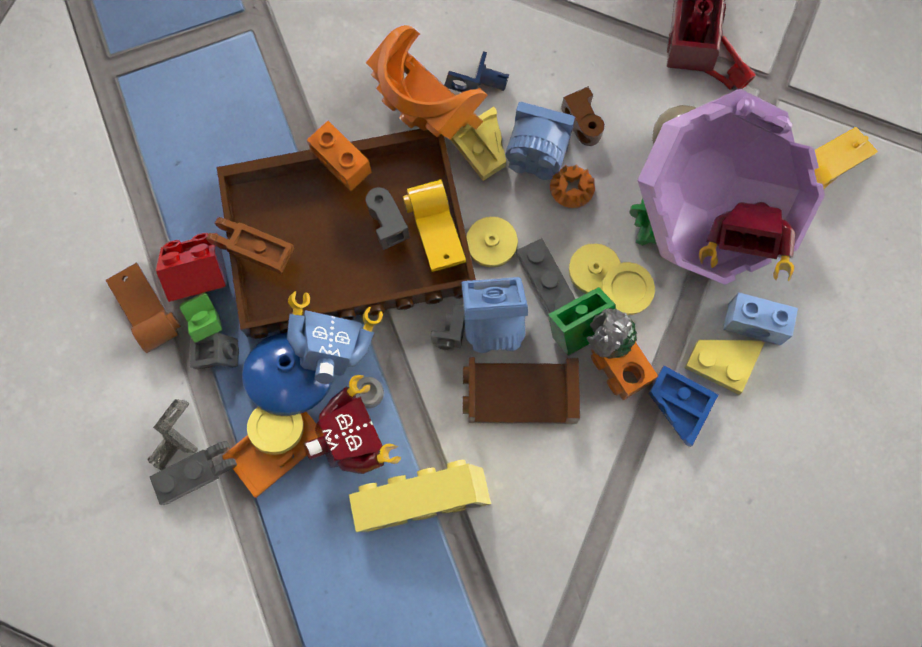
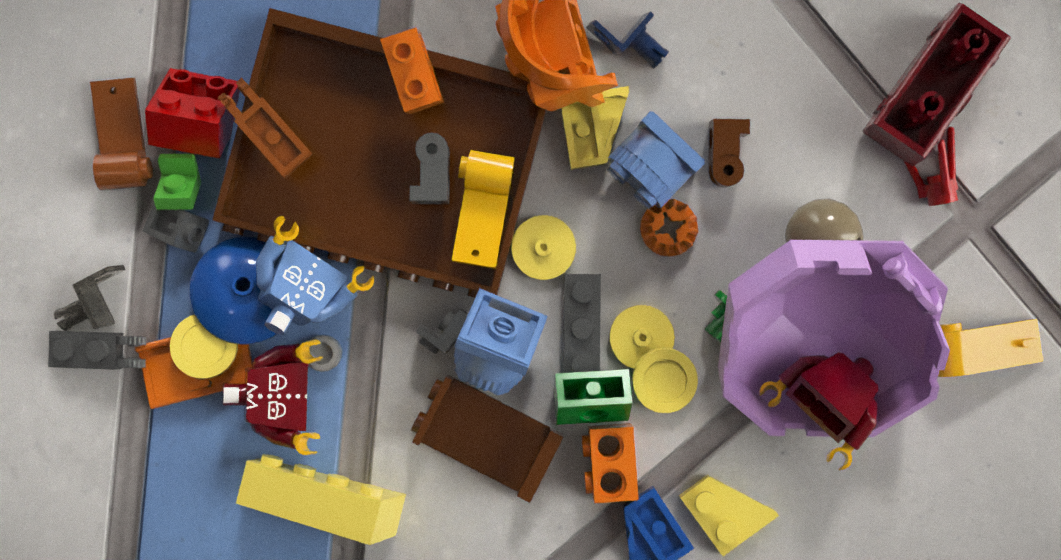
camera: 25 degrees right, 15 degrees up
(613, 334) = (610, 438): flat silver piece -> none
(760, 319) = (788, 490): light blue brick -> none

